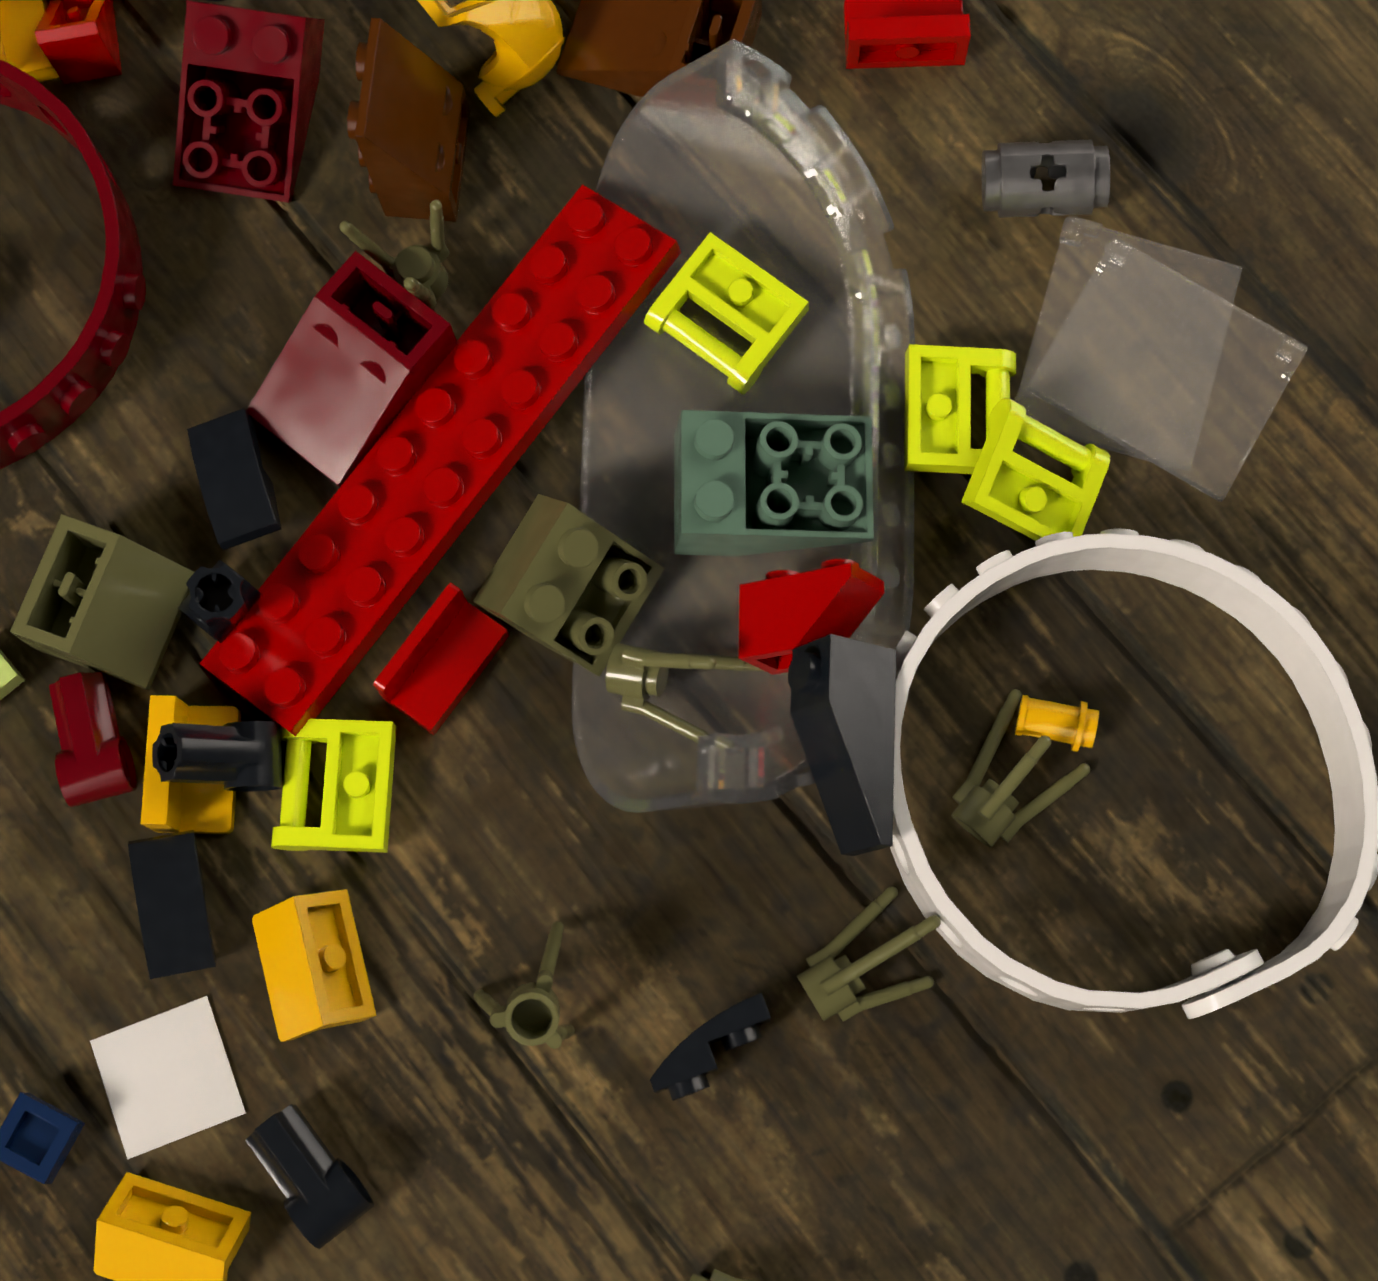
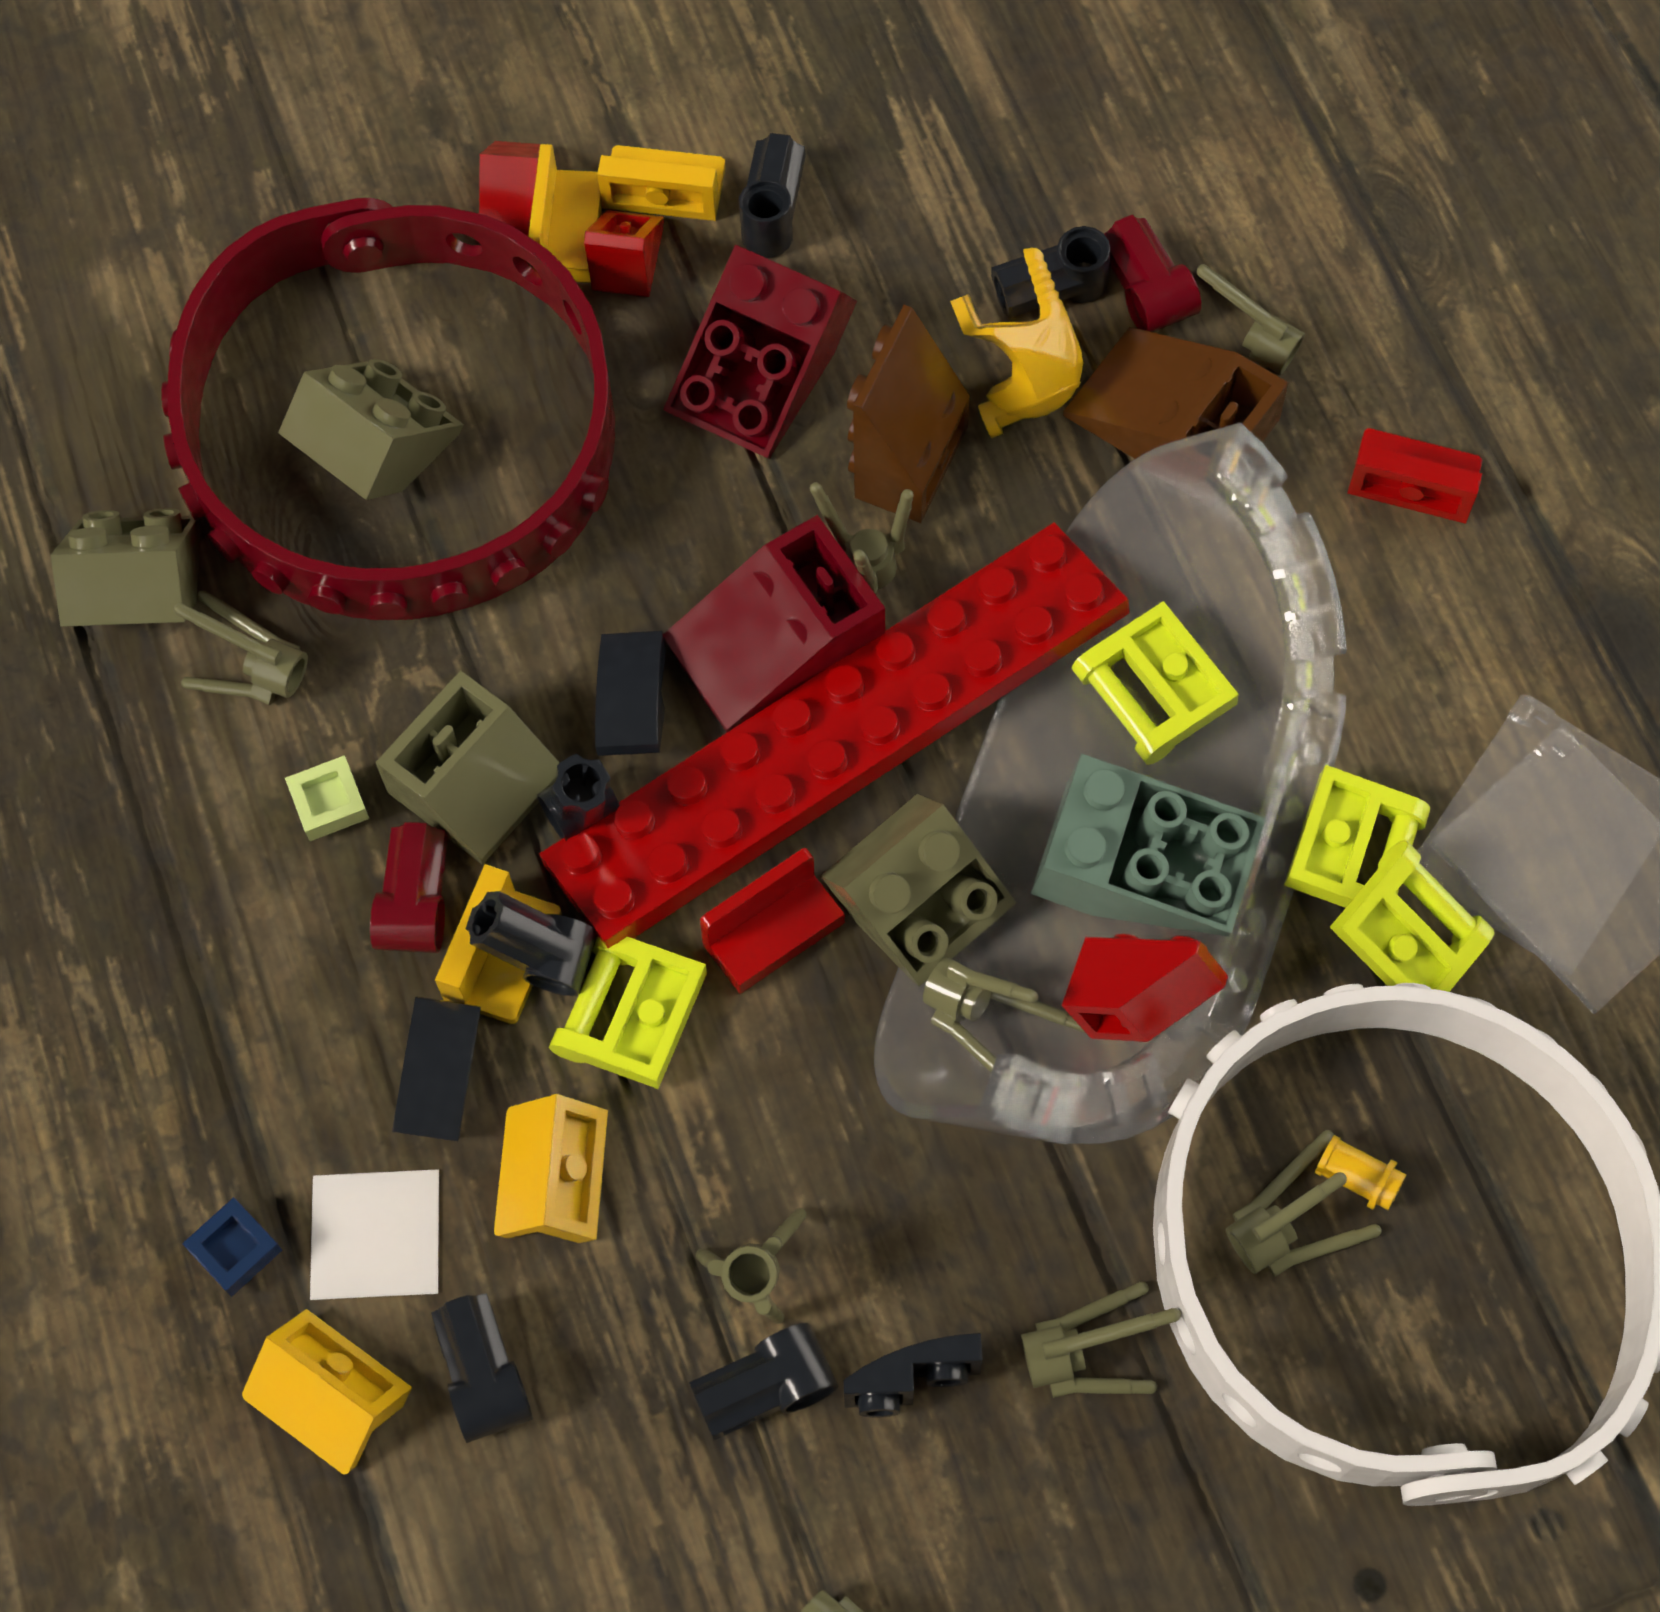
camera: 15 degrees right, 10 degrees down
(588, 1089) = (781, 1374): none -> black piece
(848, 734) = (1145, 1101): black slope -> none
(1077, 166) = (1543, 650): flat silver piece -> none

